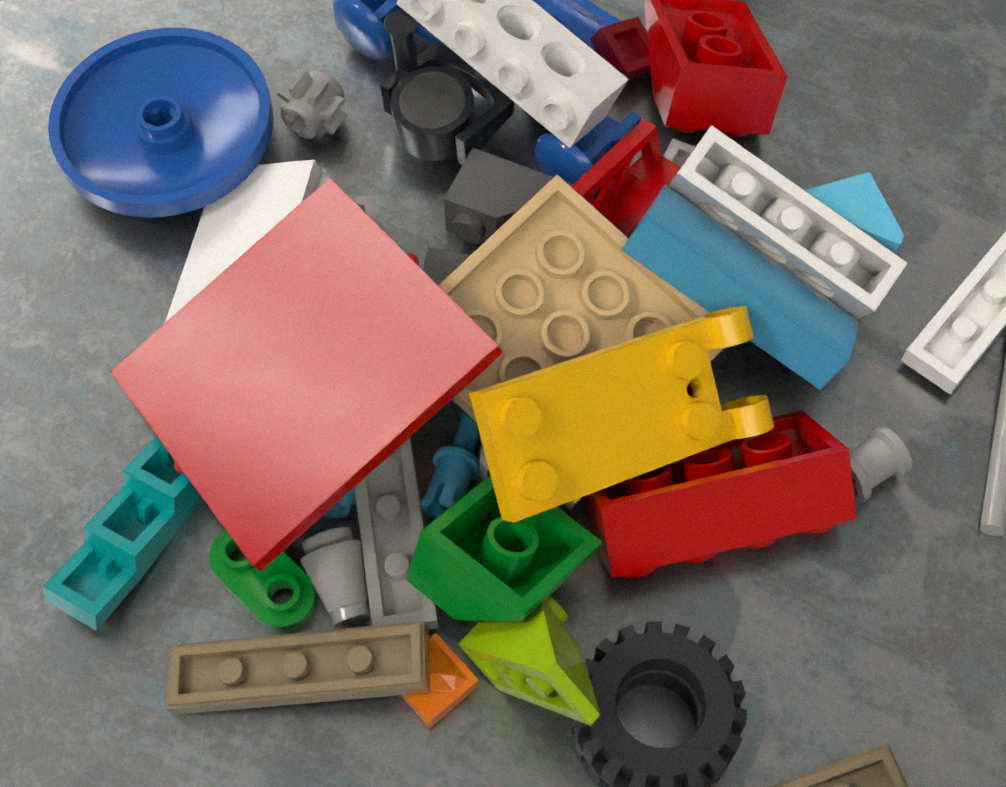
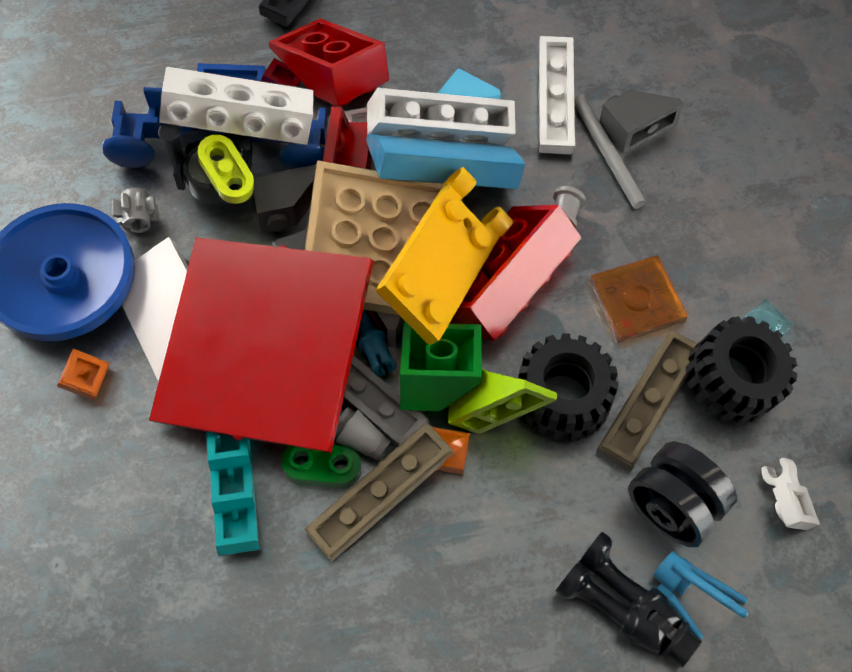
camera: 40 degrees left, 0 degrees up
(91, 264) = (83, 374): none -> orange tile
(437, 118) = (227, 171): none -> neon yellow plate
(878, 665) = (637, 299): none -> clear orange tile

